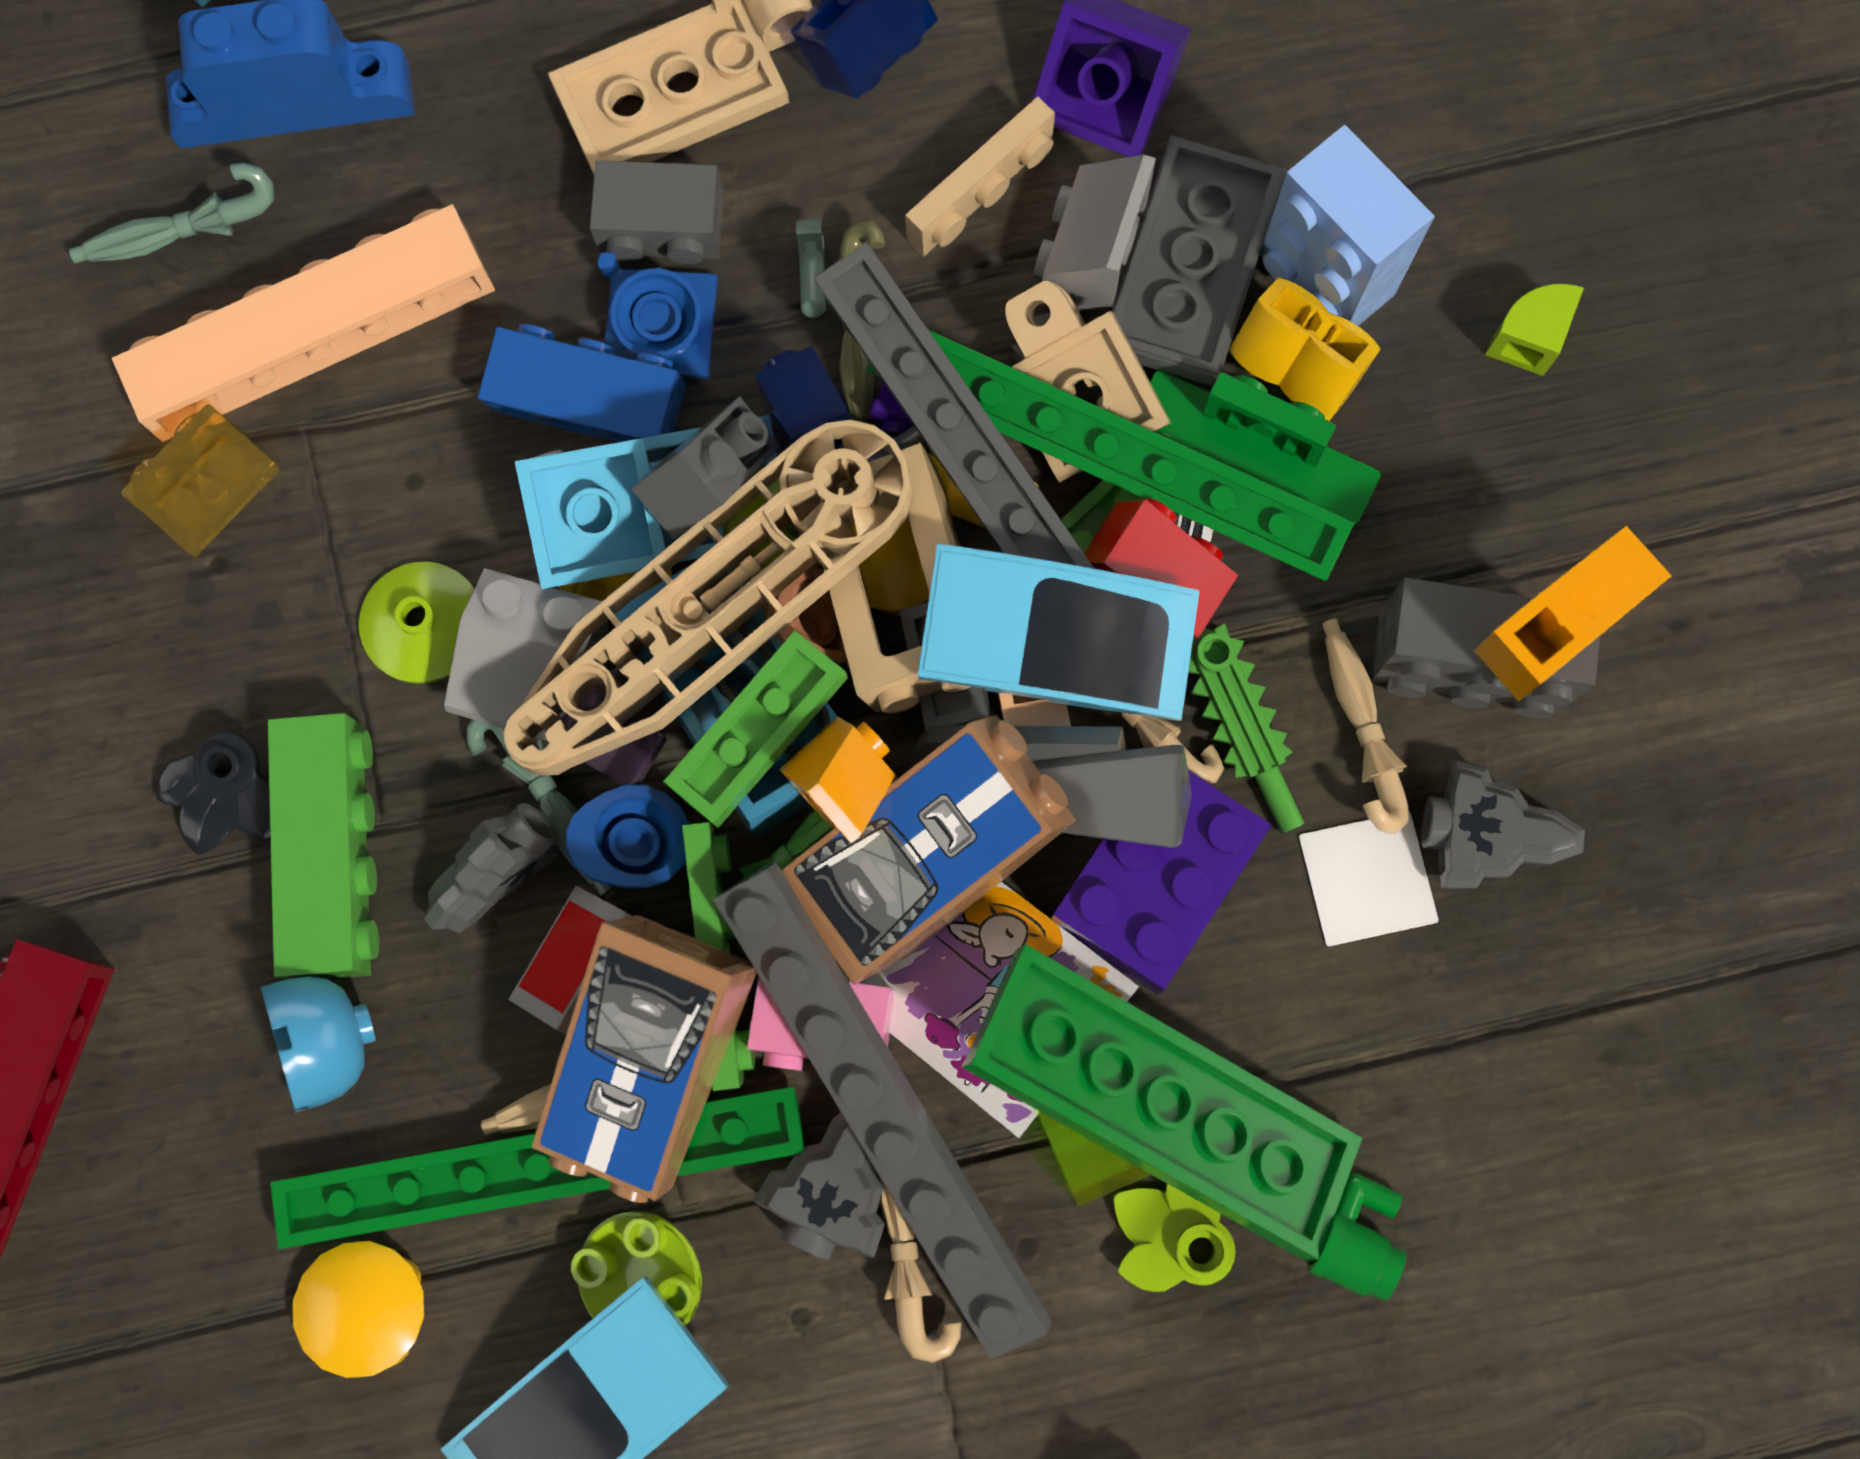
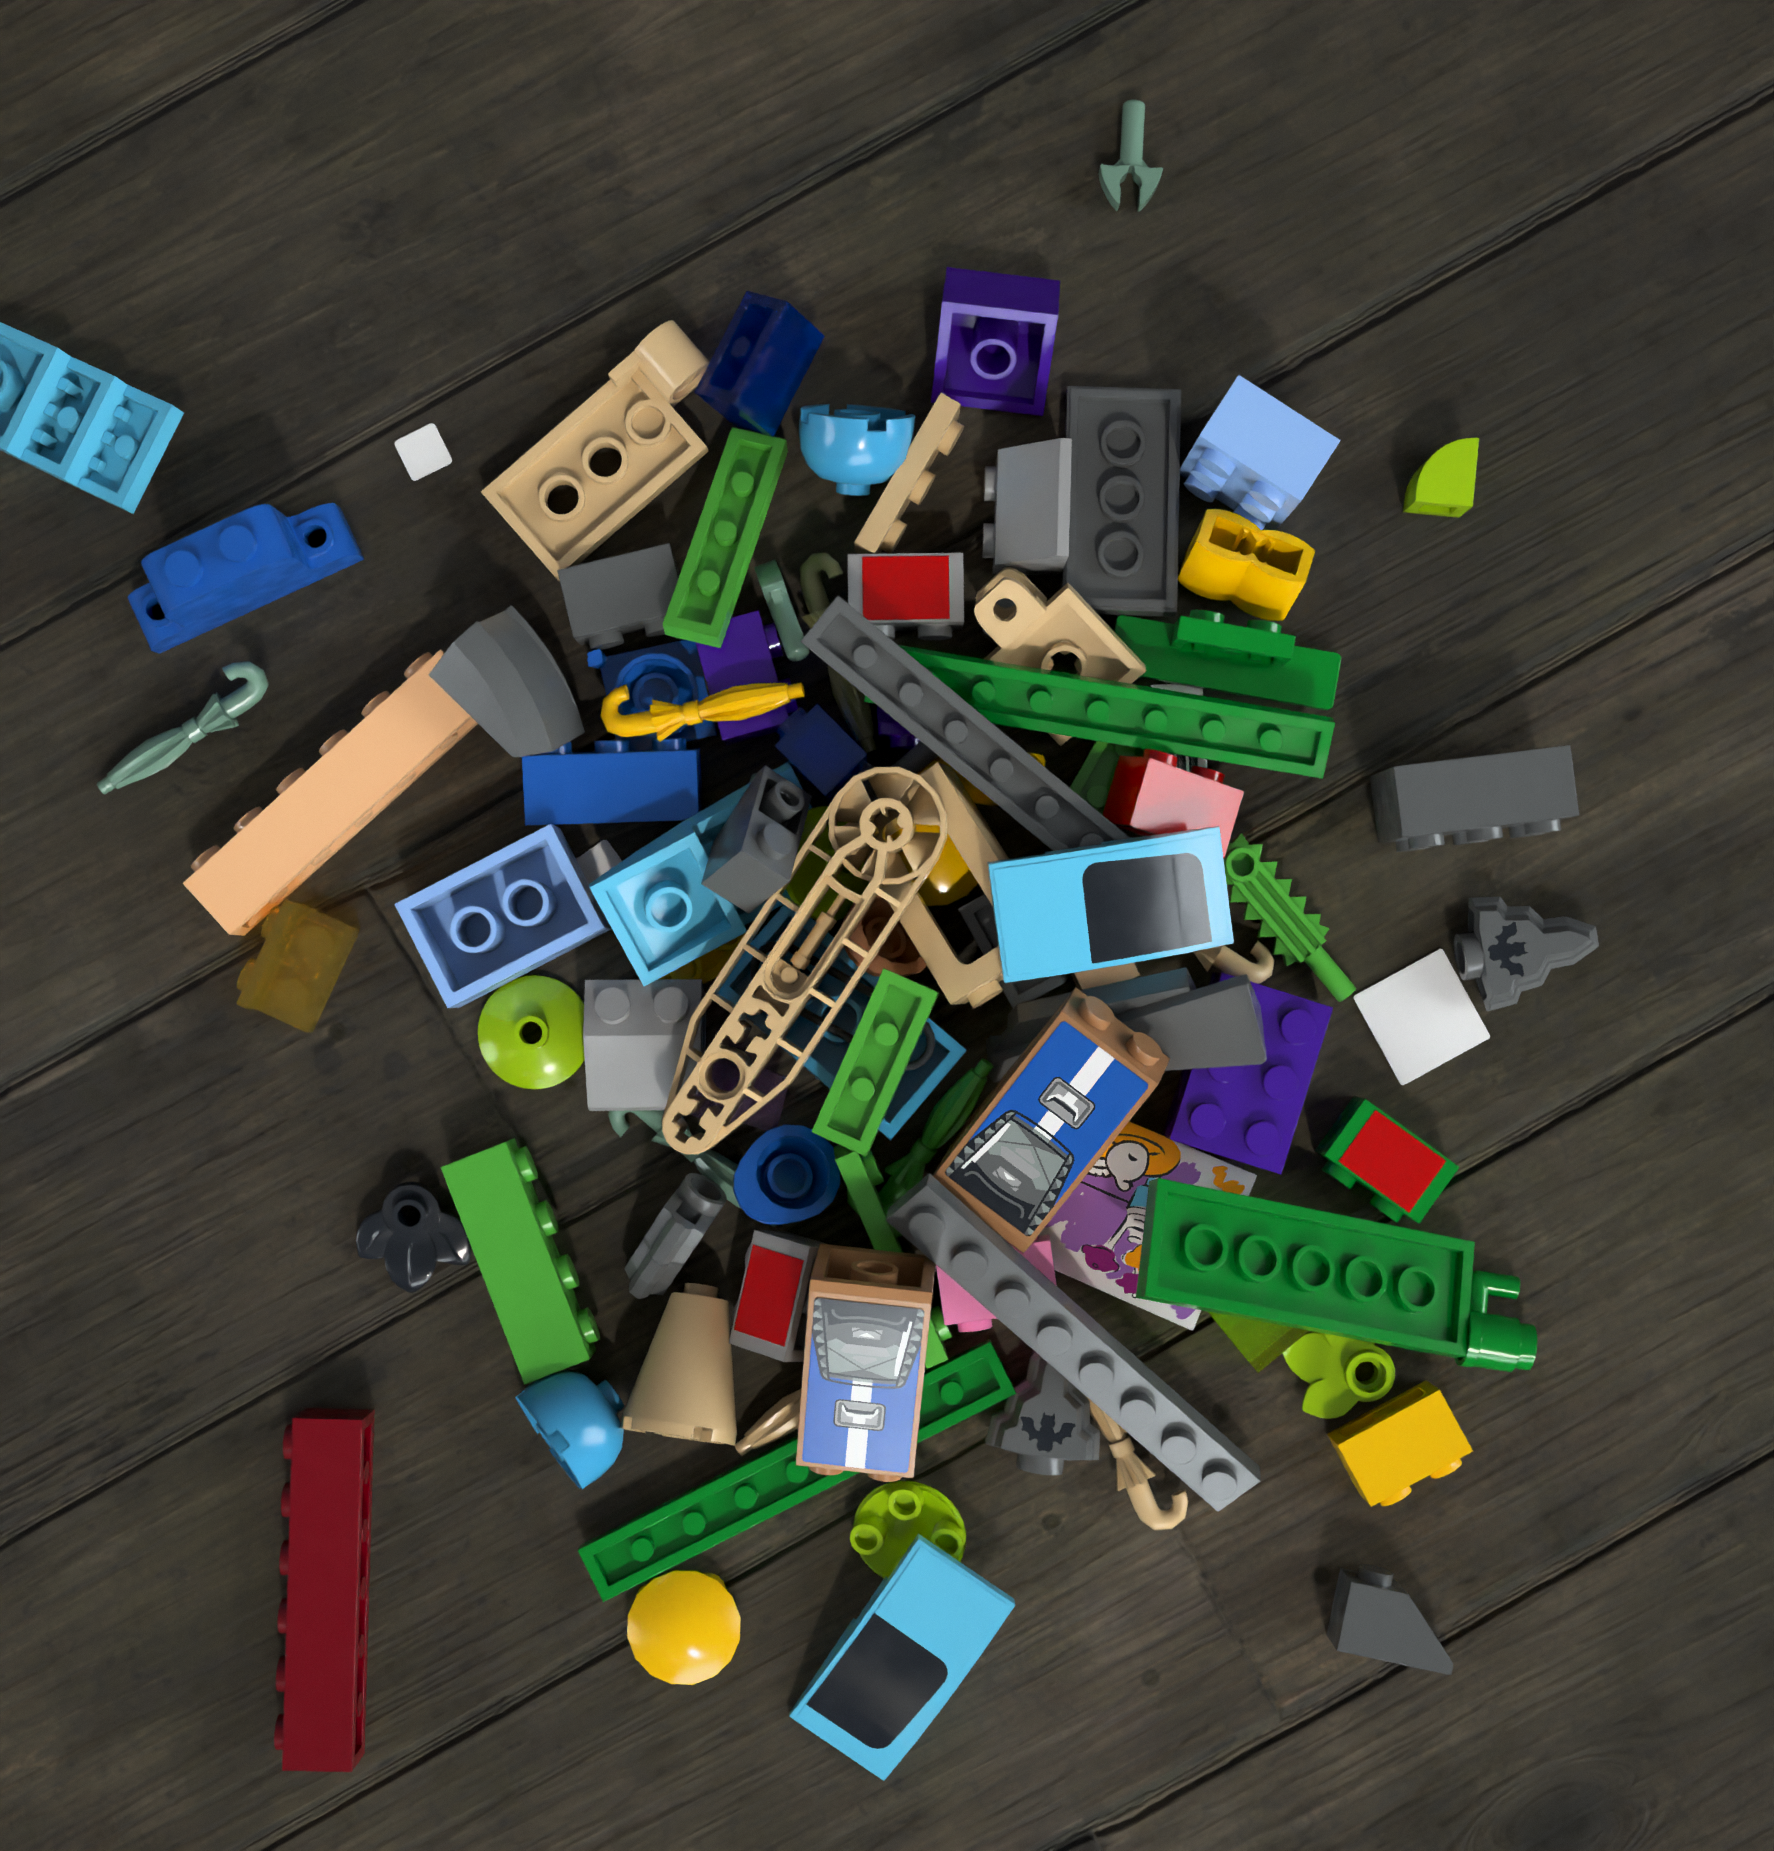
camera: 25 degrees left, 10 degrees up
(422, 485) = (503, 916): none -> light blue brick
(452, 1022) = (687, 1372): none -> tan cone
(507, 30) = (423, 452): none -> white sticker
(507, 249) = (510, 685): none -> dark grey slope
(723, 333) = (727, 705): none -> yellow piece
(749, 317) = (745, 660): none -> dark purple brick
(774, 178) = (725, 537): none -> bright green plate
(842, 775) = (963, 1085): light orange slope -> none
(934, 125) = (855, 444): none -> dark azure cylinder
(951, 283) = (909, 592): none -> red brick
(1218, 1344) = (1400, 1444): none -> yellow brick
(1286, 1018) = (1385, 1160): none -> brick
(1357, 699) = (1374, 867): tan piece -> none
(1571, 613) = (1548, 765): light orange slope -> none

